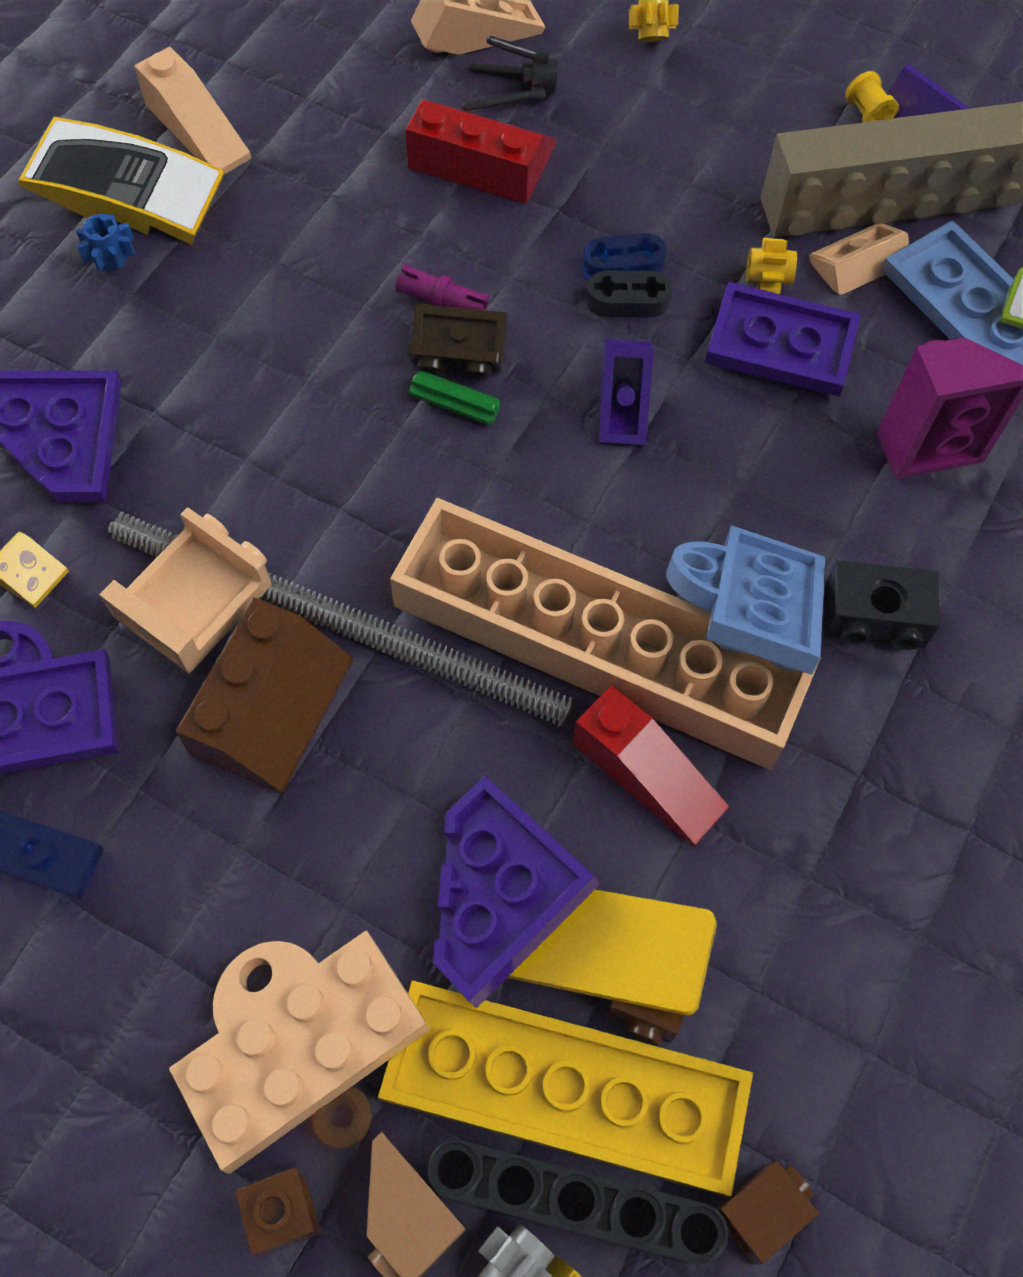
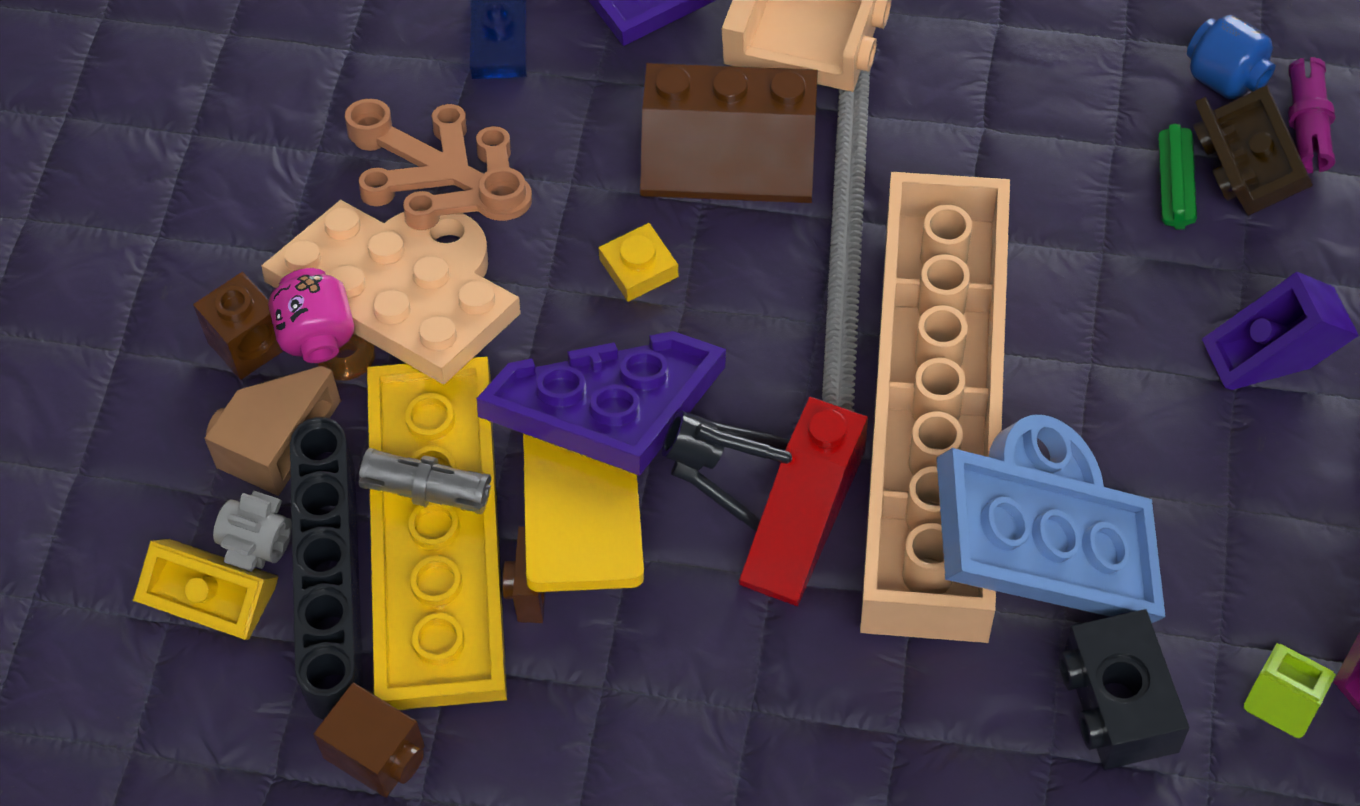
camera: 75 degrees right, 5 degrees down
(182, 957) = (496, 194): none -> nougat plant
(318, 1133) = (311, 315): none -> dark pink head
(355, 818) = (638, 262): none -> yellow plate
(372, 317) = (1231, 56): none -> blue head
(534, 1078) = (424, 481): none -> flat silver pin
(586, 826) = (700, 443): none -> black plant
(900, 505) = (1289, 691): none -> lime slope

